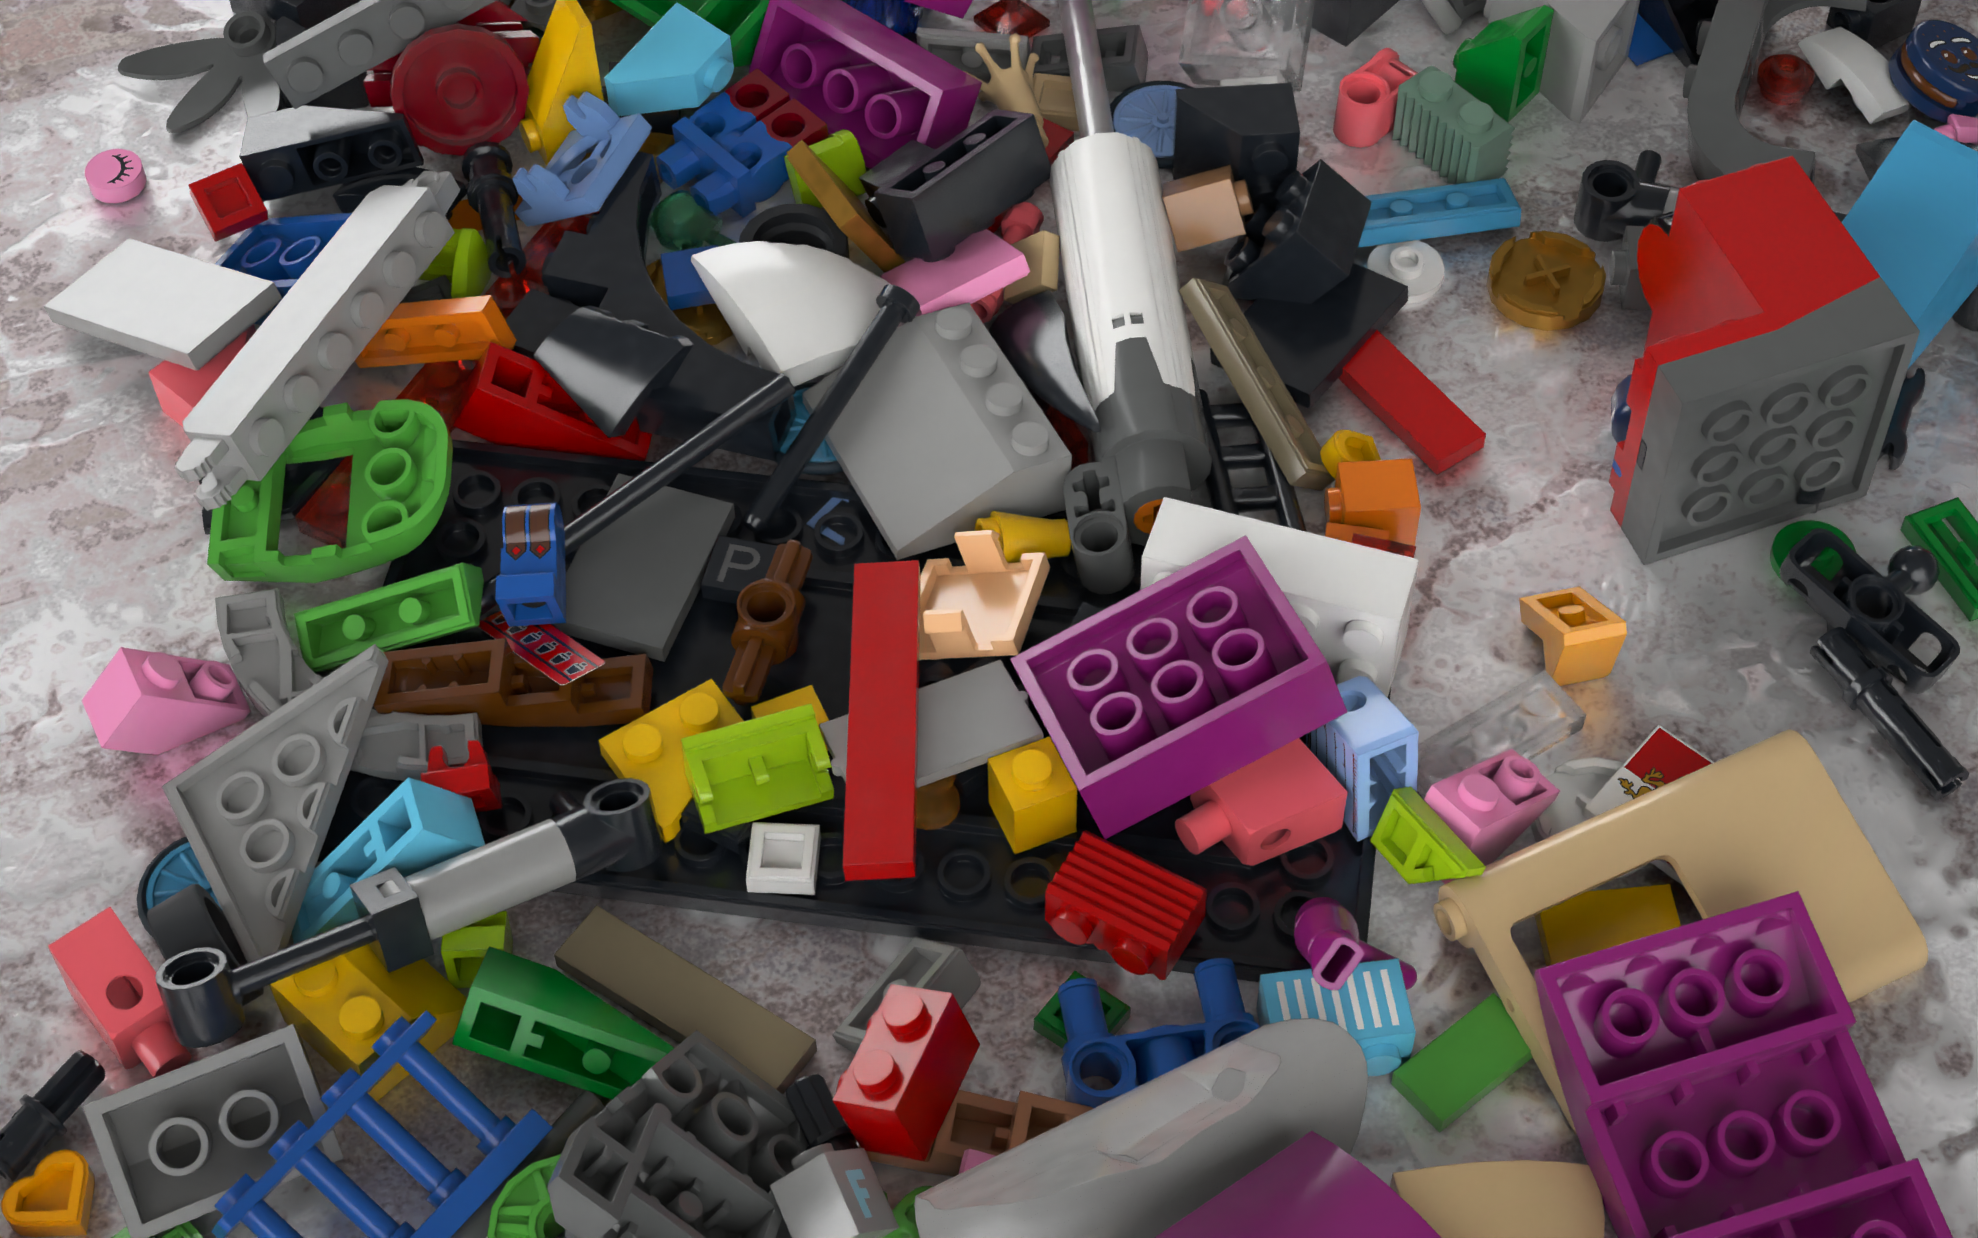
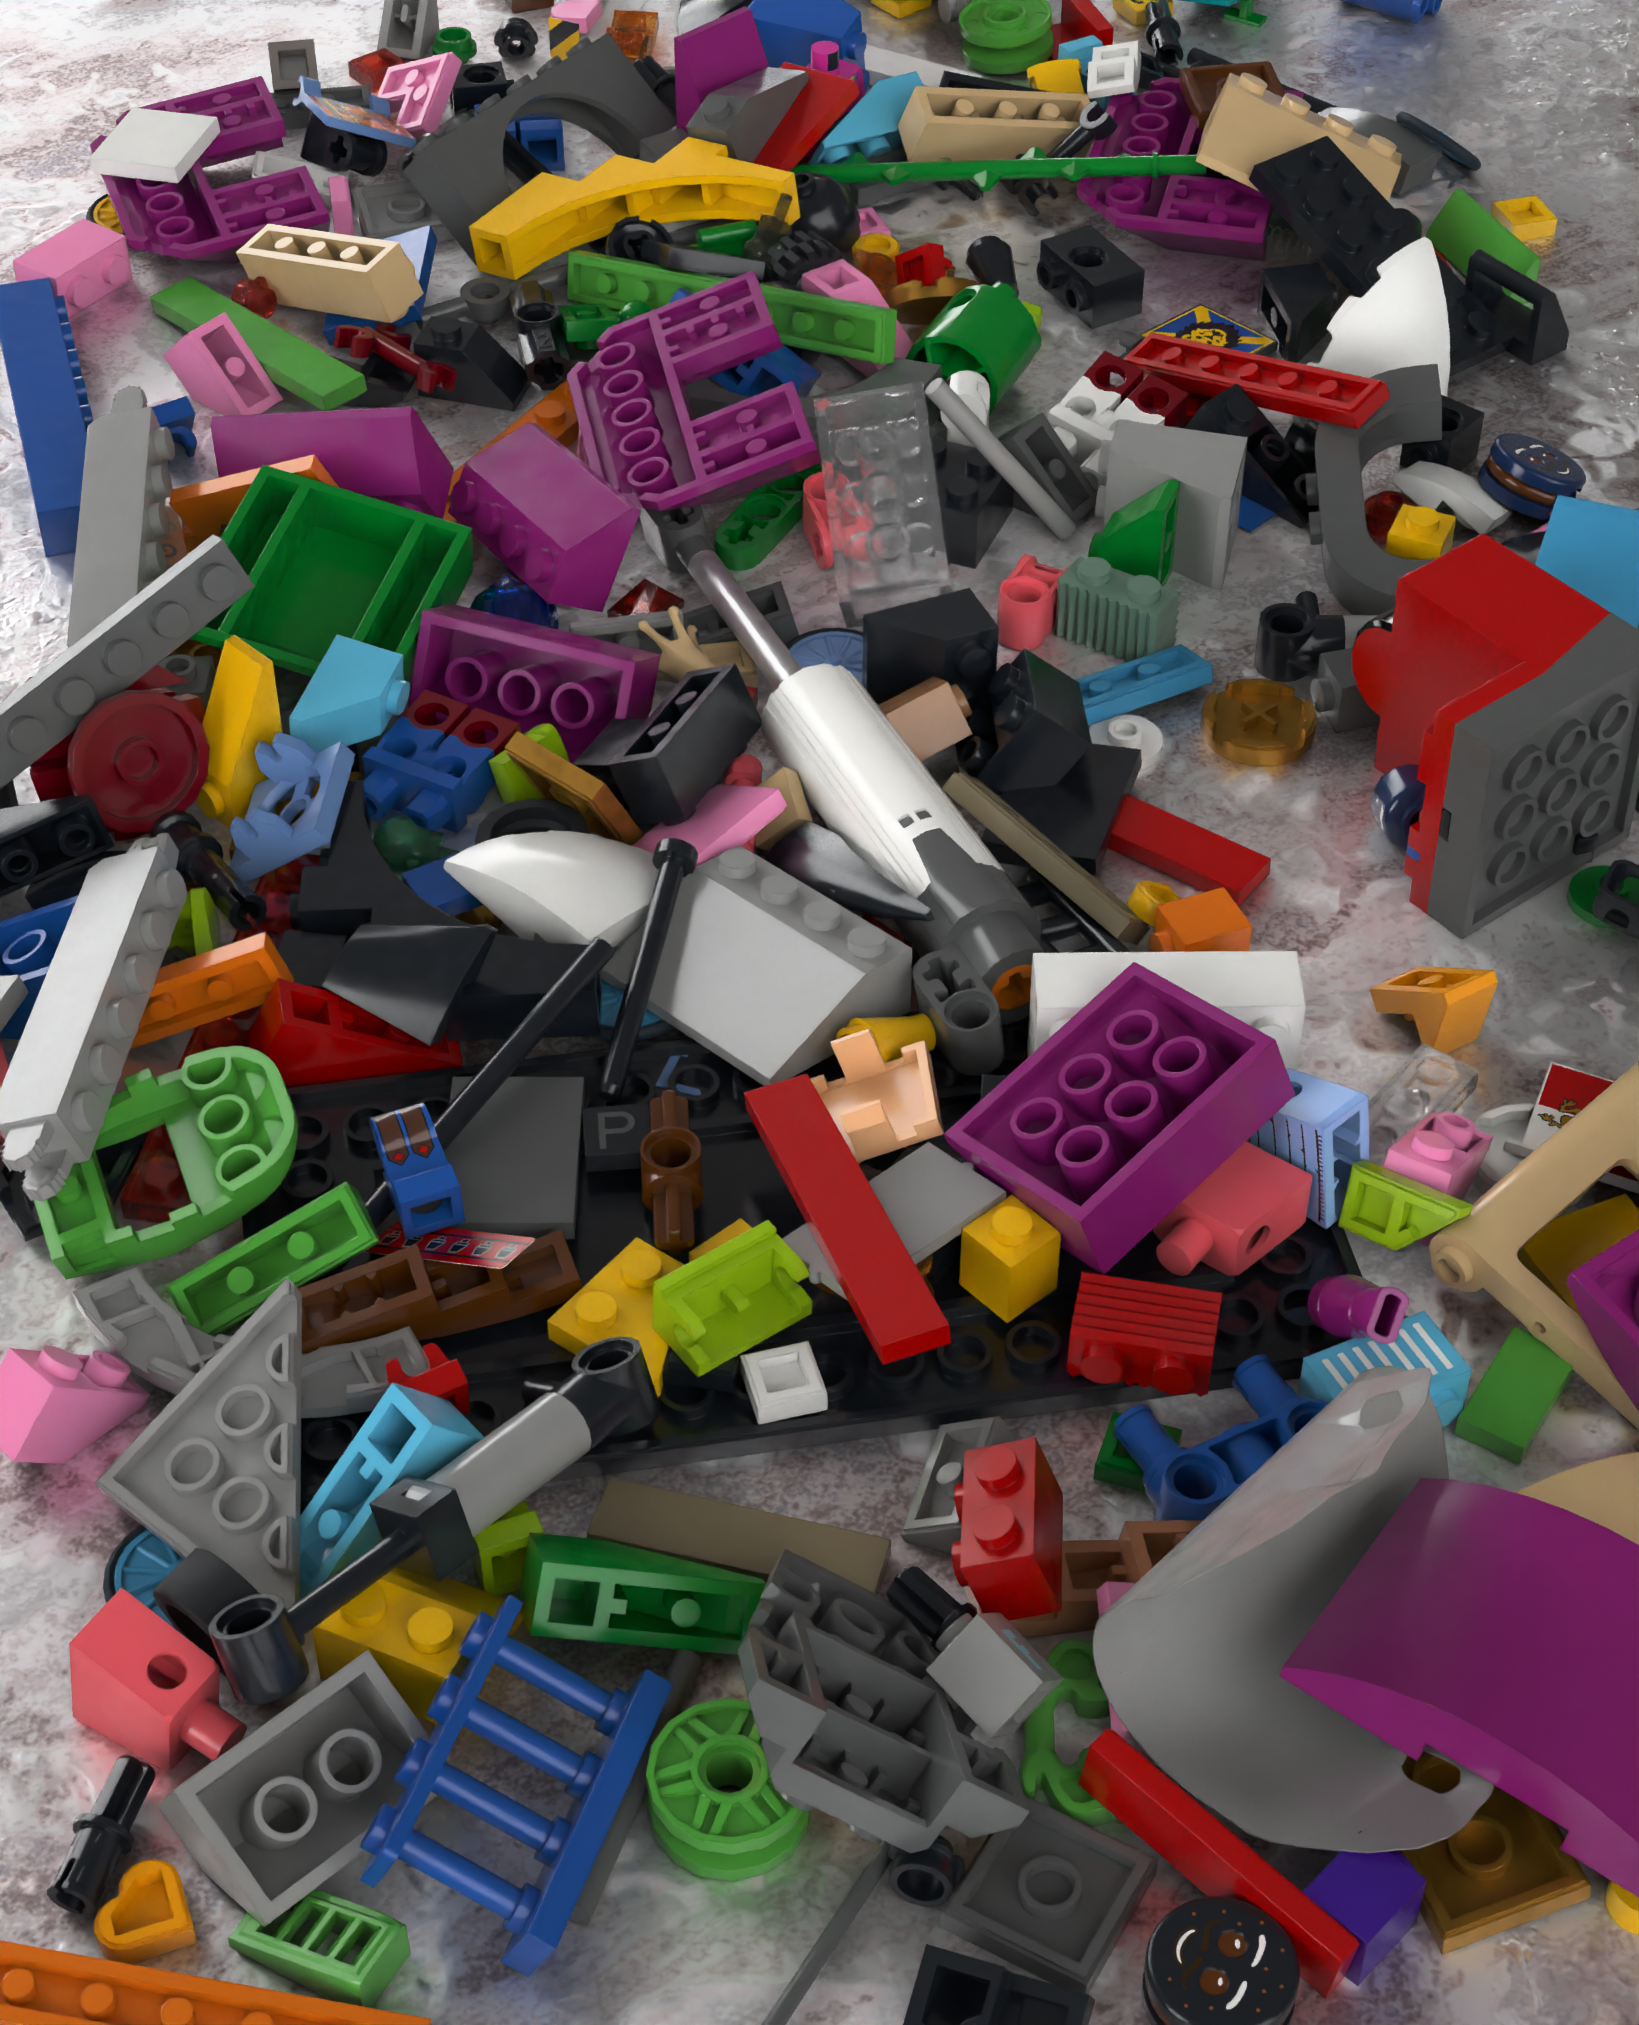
camera: 20 degrees left, 10 degrees down
(1792, 118) = (1420, 533): none -> yellow brick

